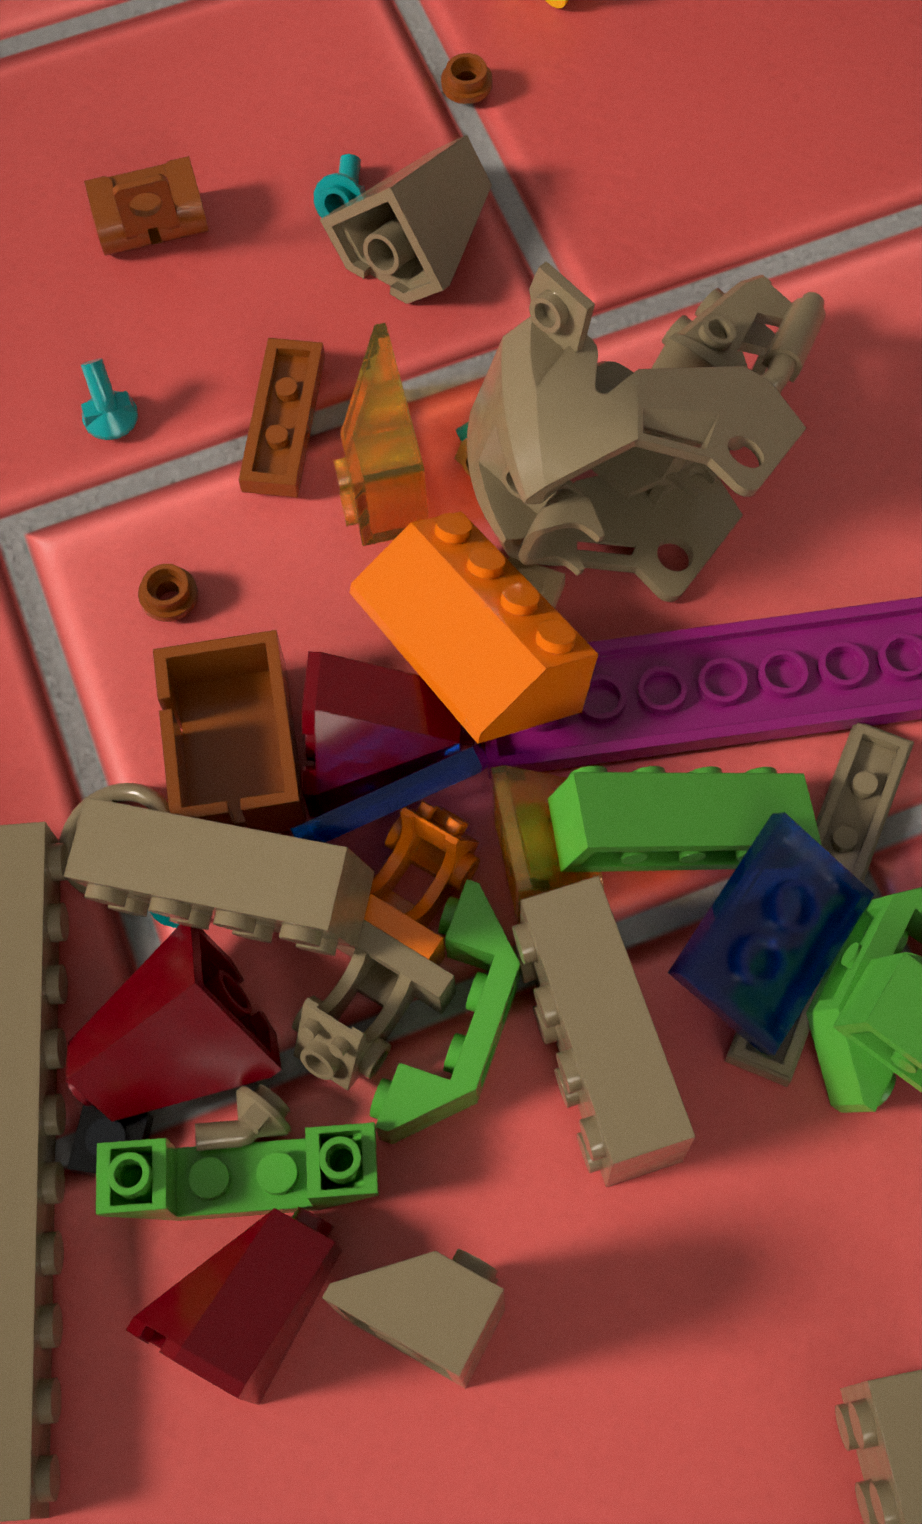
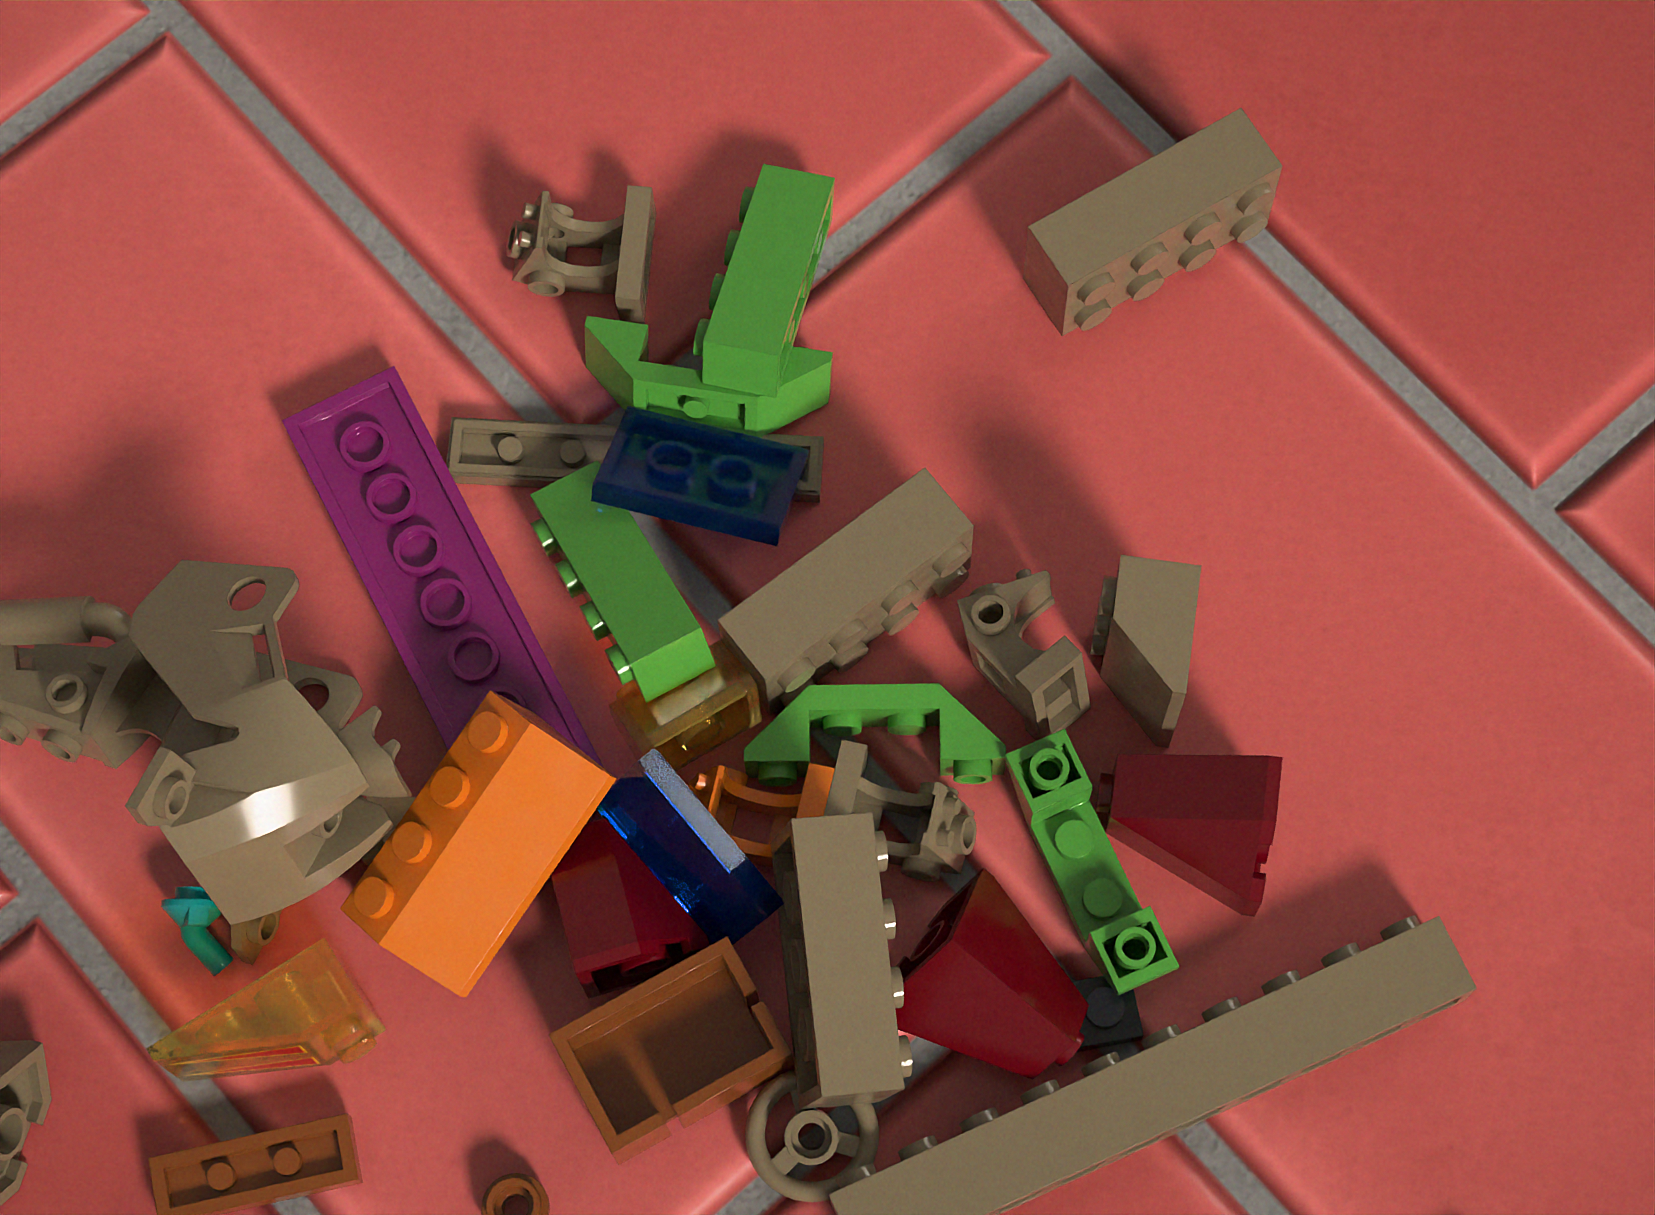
camera: 110 degrees left, 5 degrees up
(259, 1116) = (1031, 879): dark tan plate -> none
(437, 1182) = (1041, 685): none -> dark tan tile

